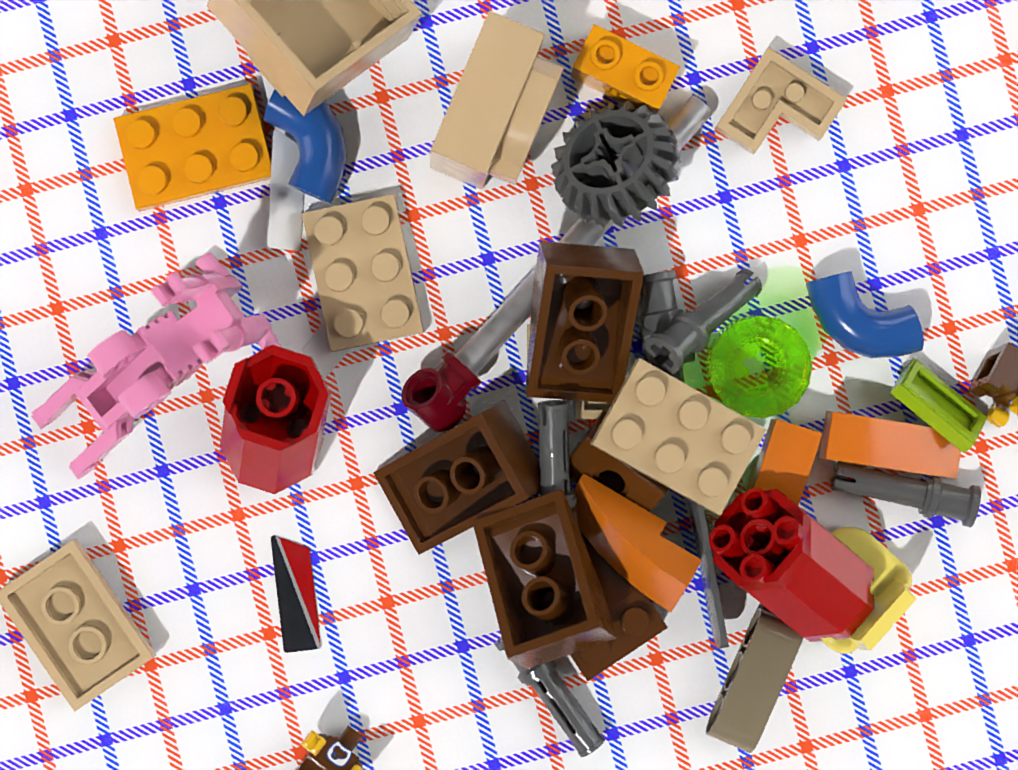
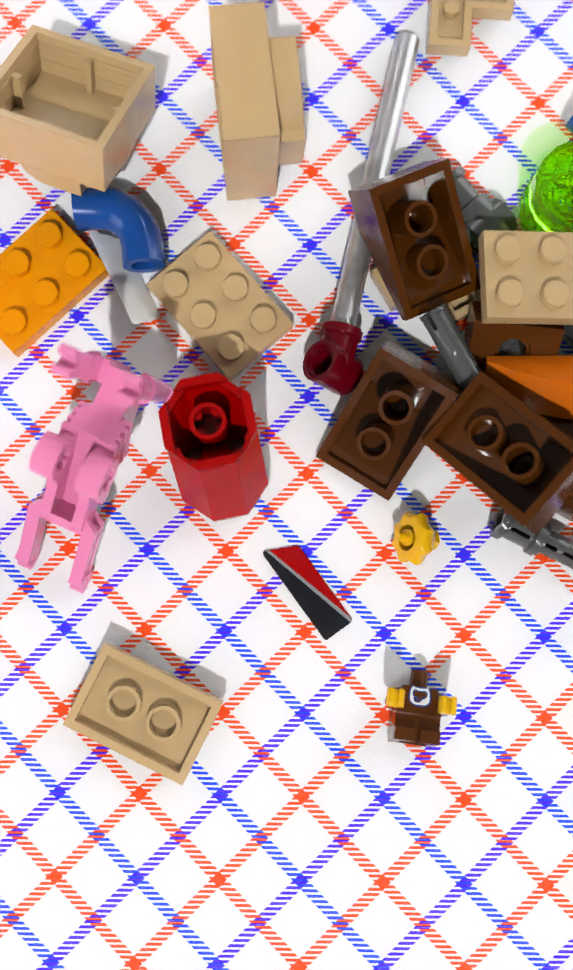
camera: 30 degrees left, 5 degrees down
(420, 605) = (414, 538): none -> yellow piece
(623, 70) = (337, 40): light orange brick -> none
(644, 164) = (372, 105): dark grey gear -> none
(692, 330) = (508, 194): dark grey pin -> none

